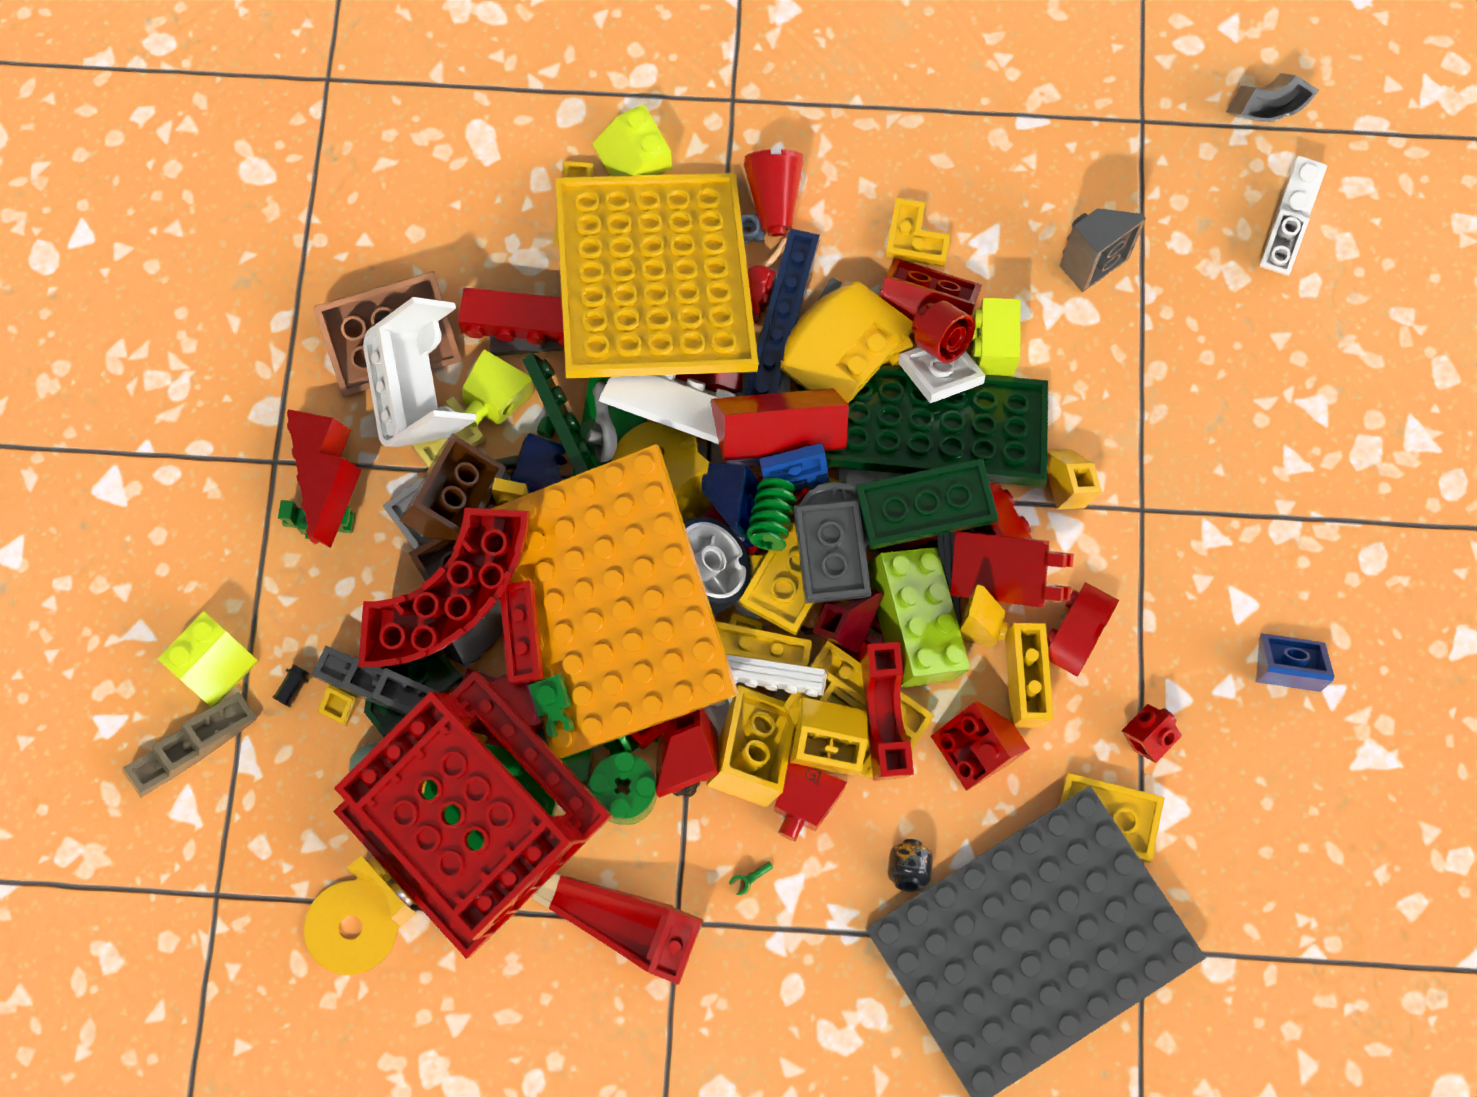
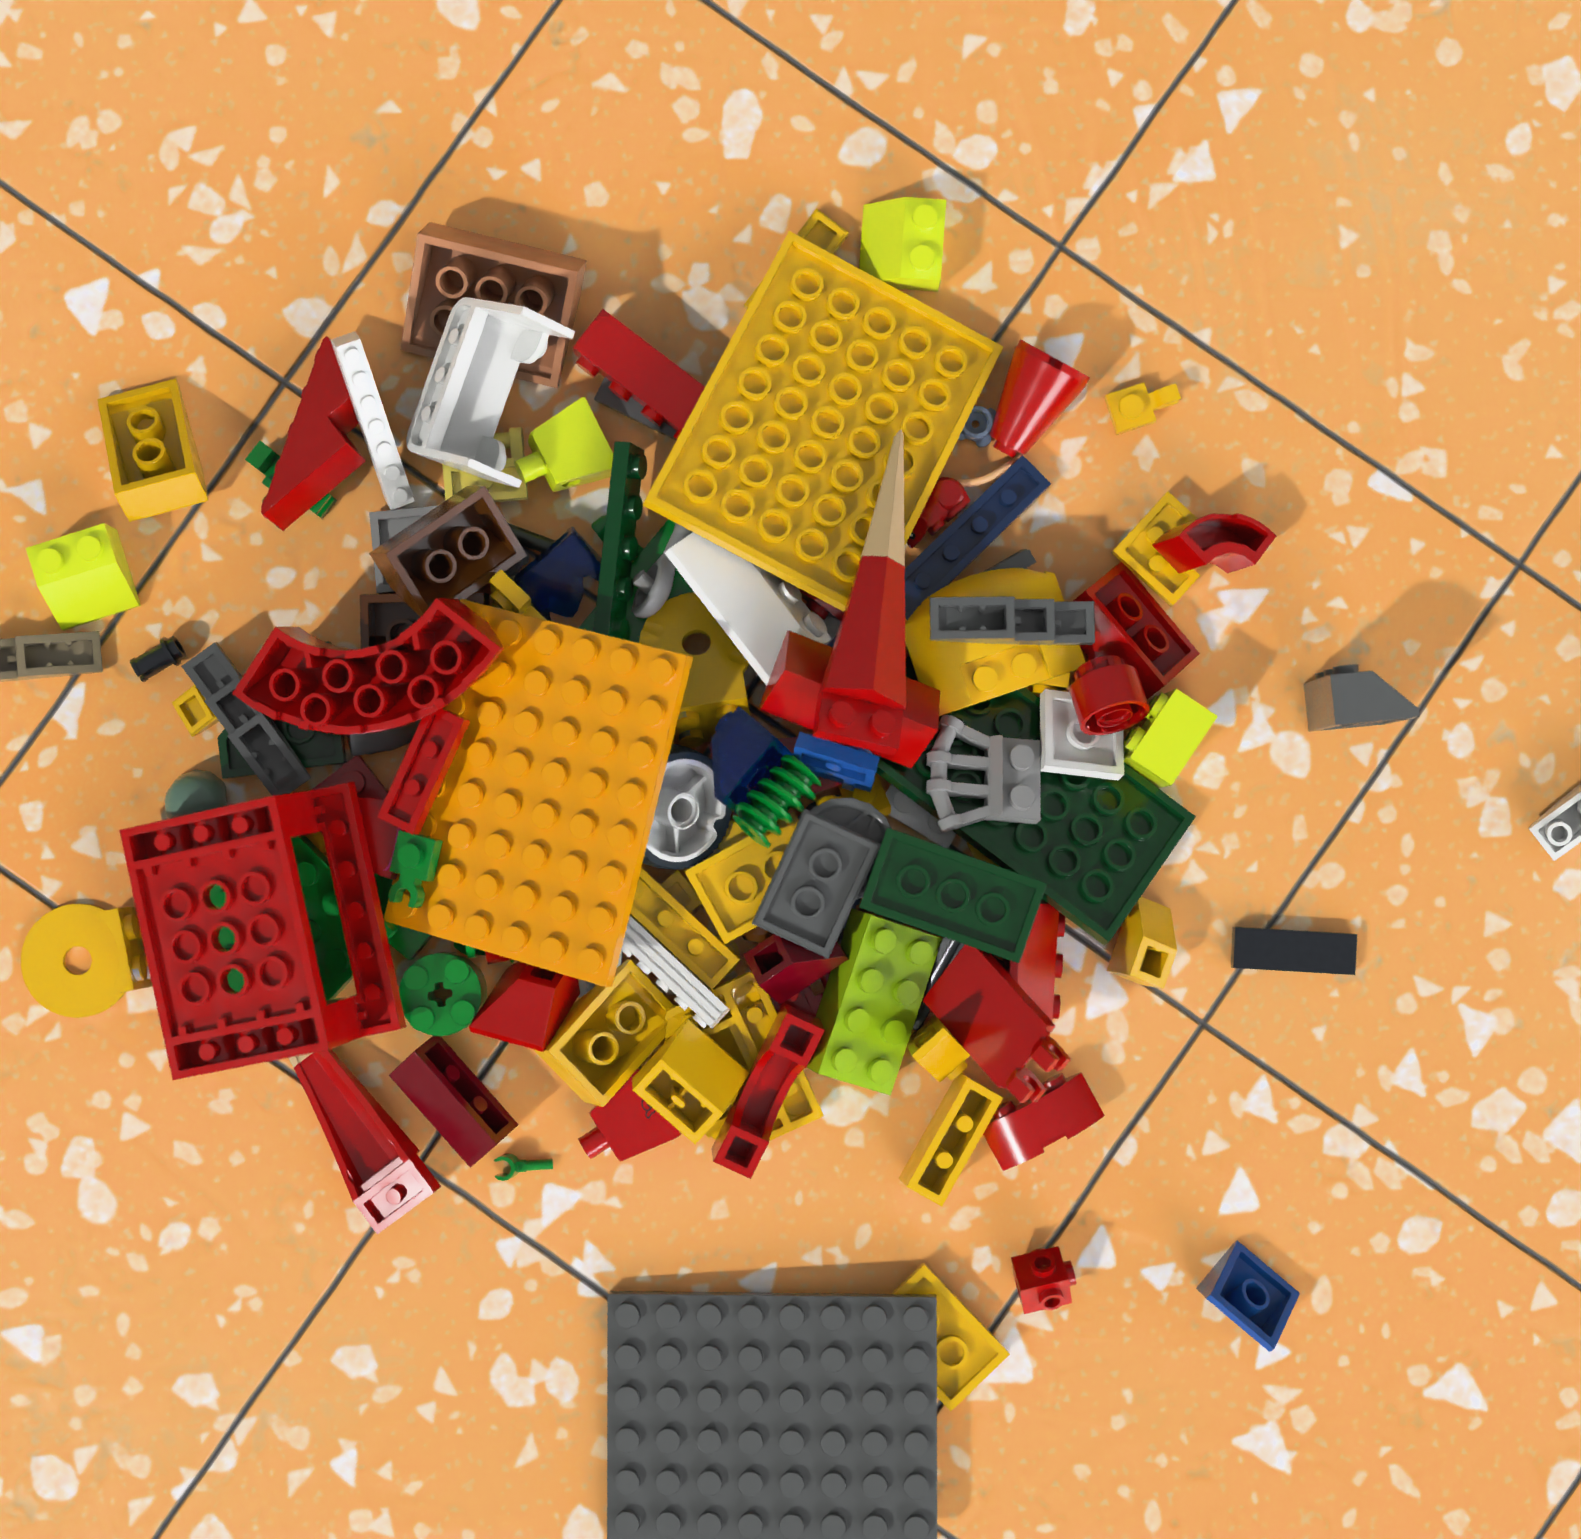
camera: 25 degrees right, 15 degrees up
(210, 552) = (151, 450): none -> yellow slope
(351, 438) = (372, 420): none -> white piece
(675, 857) = (453, 1100): none -> dark red brick
(779, 391) = (866, 672): none -> red plate
(843, 164) = (1135, 407): none -> yellow plate
(851, 316) = (1011, 621): none -> dark grey slope
(910, 865) = (694, 1259): head -> none
(912, 416) = (1010, 777): none -> light grey plate
(947, 205) = (1215, 539): none -> red brick
(979, 744) = (850, 1178): red slope -> none
(1167, 428) = (1293, 950): none -> black tile

